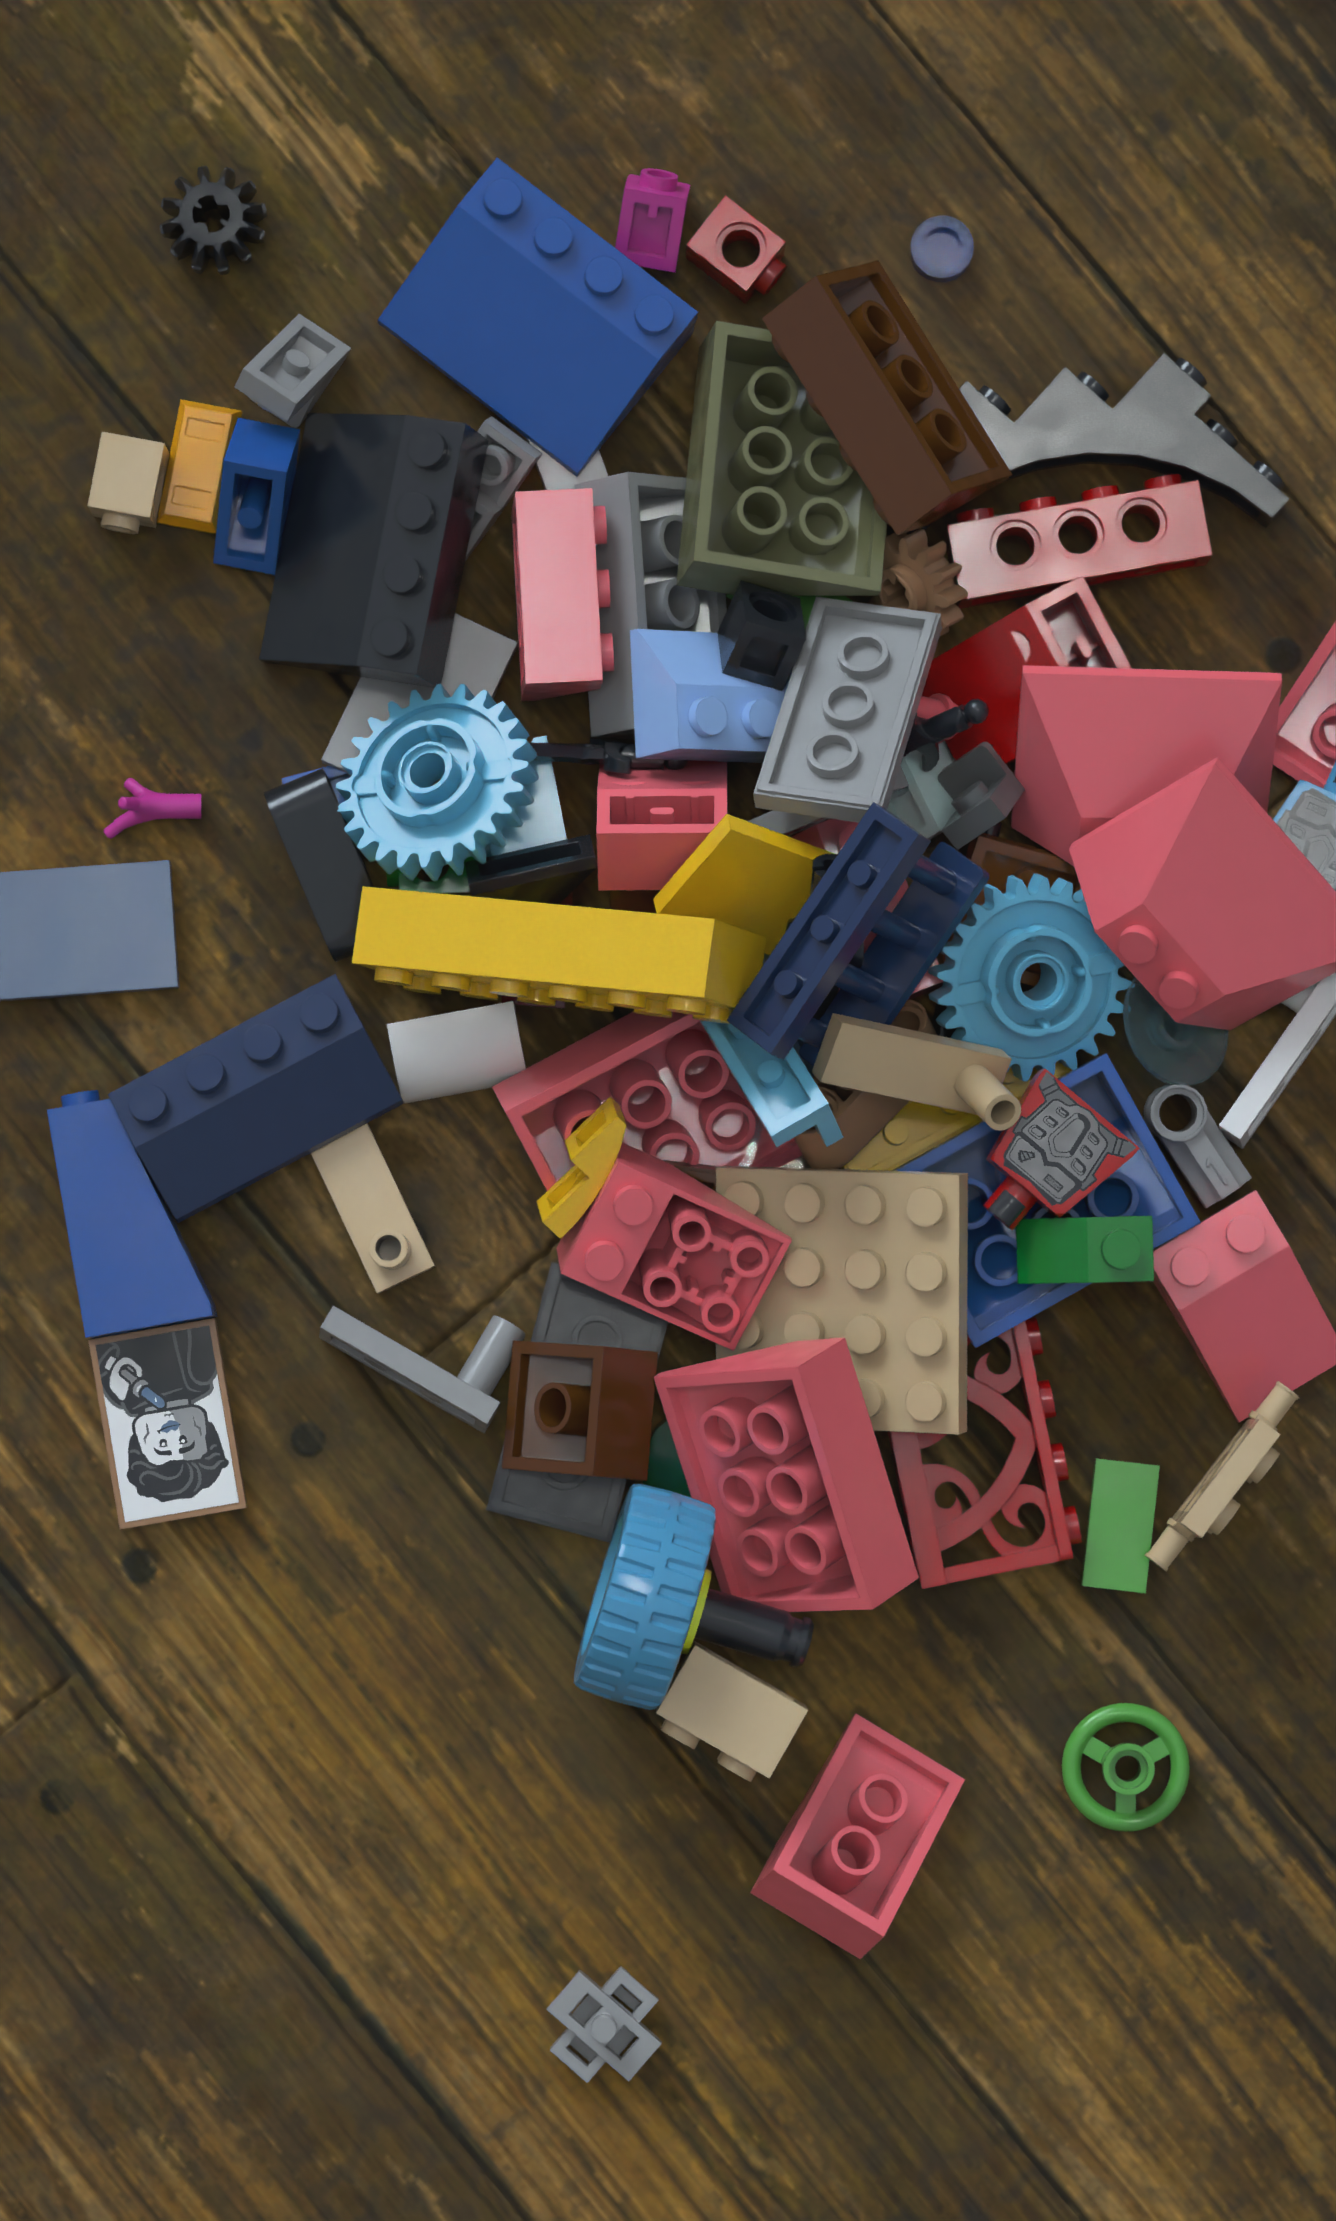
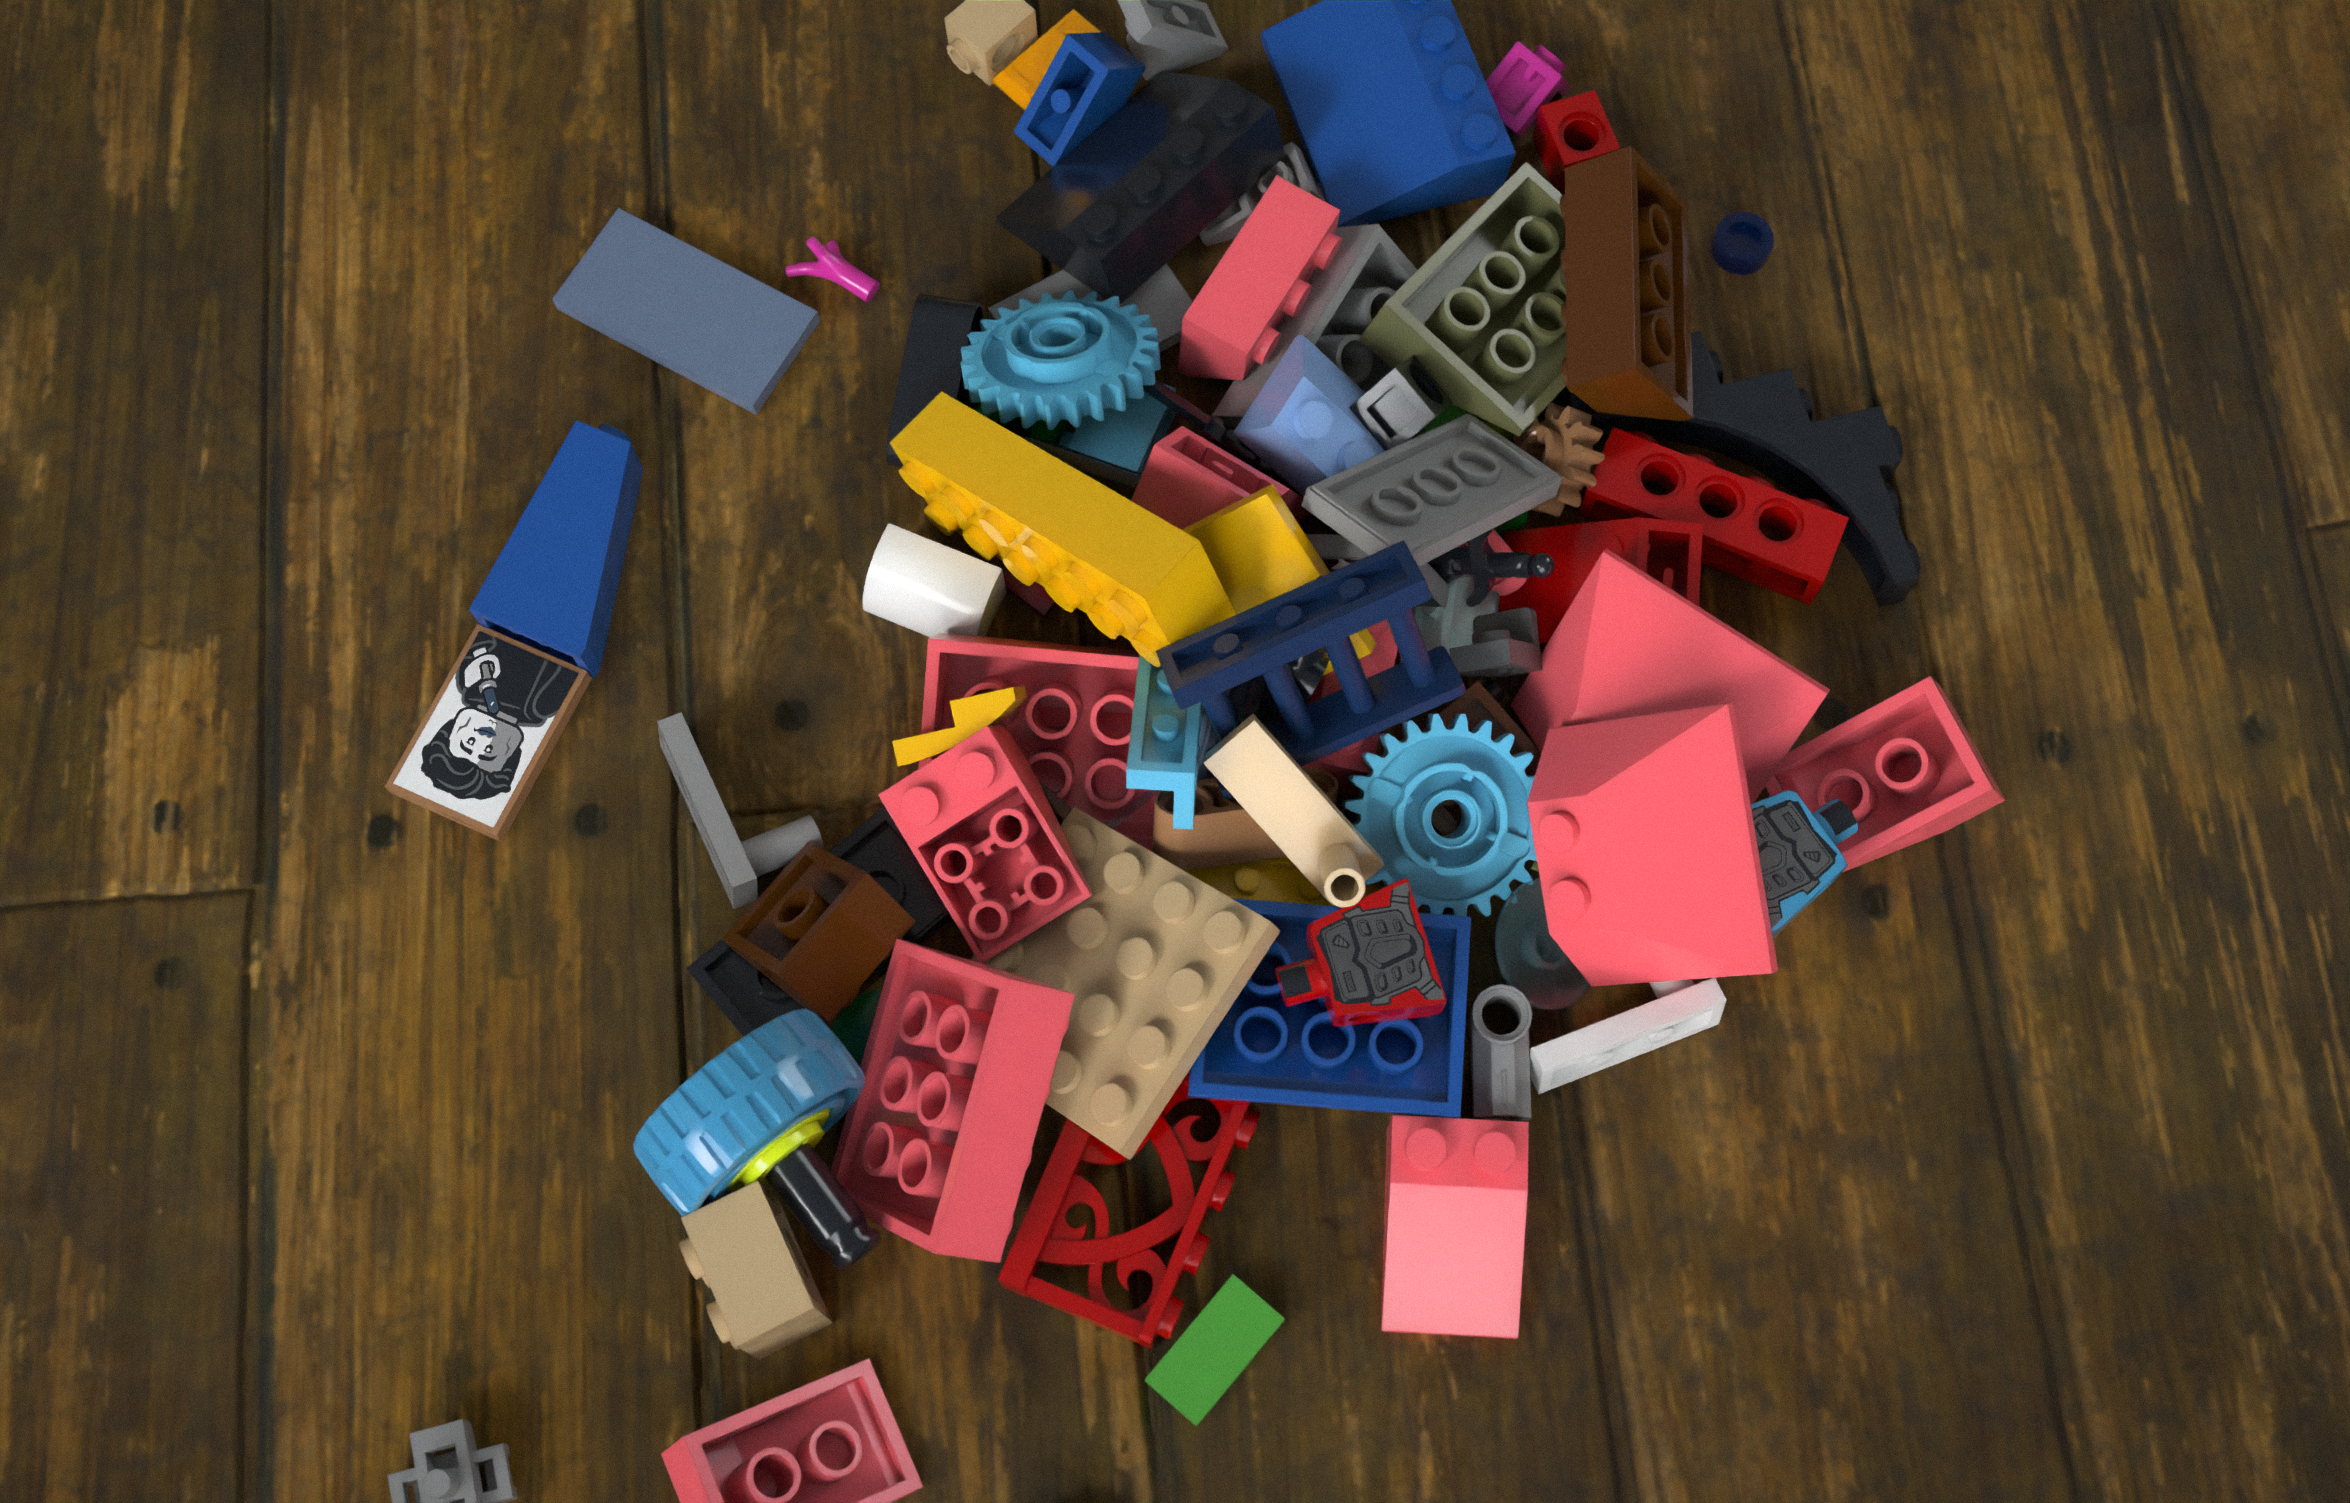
camera: 35 degrees right, 15 degrees down
(256, 1098) = (745, 517): dark blue slope -> none
(372, 1209) = (779, 657): tan piece -> none
(1084, 1250) = (1341, 1066): green slope -> none
(1243, 1459) = (1308, 1376): tan plate -> none

